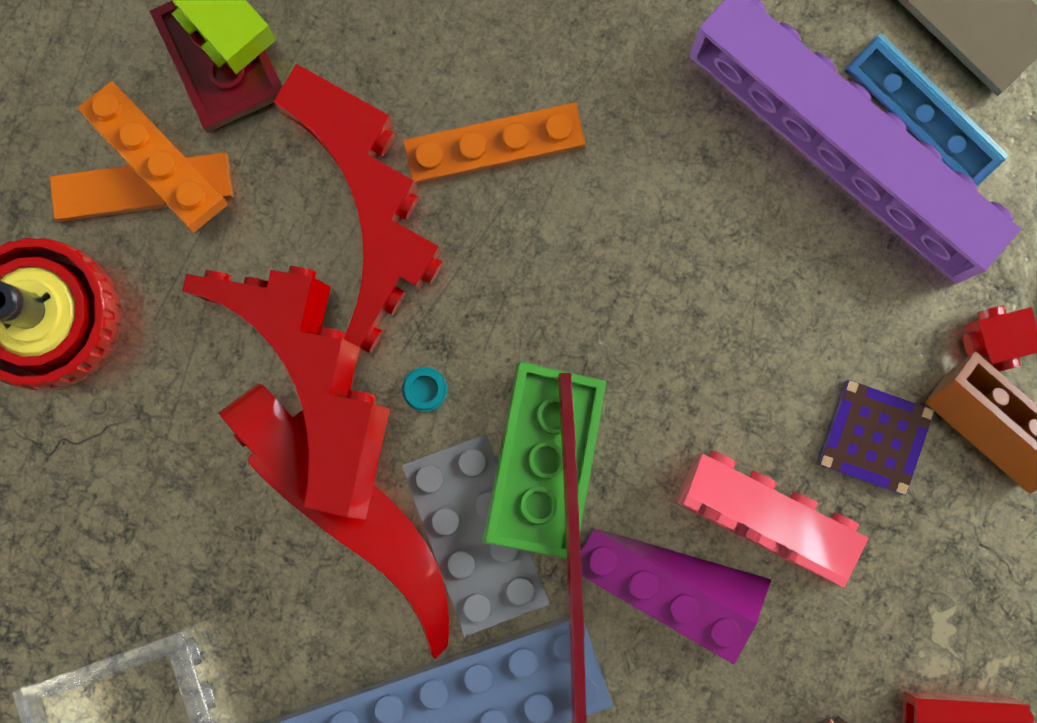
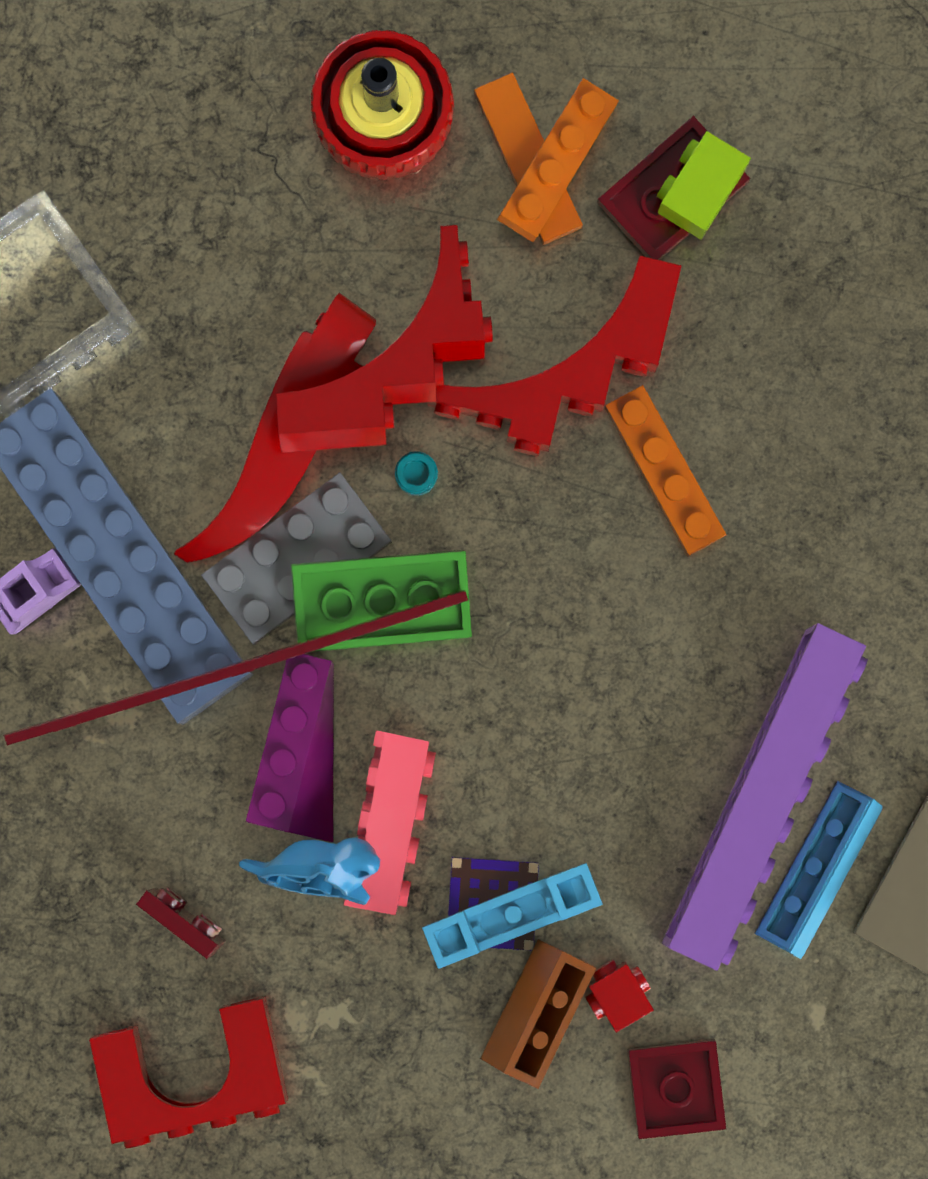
camera: 70 degrees right, 0 degrees up
(802, 600) = (320, 868): none -> dark azure animal
(896, 420) = (512, 915): none -> medium azure slope

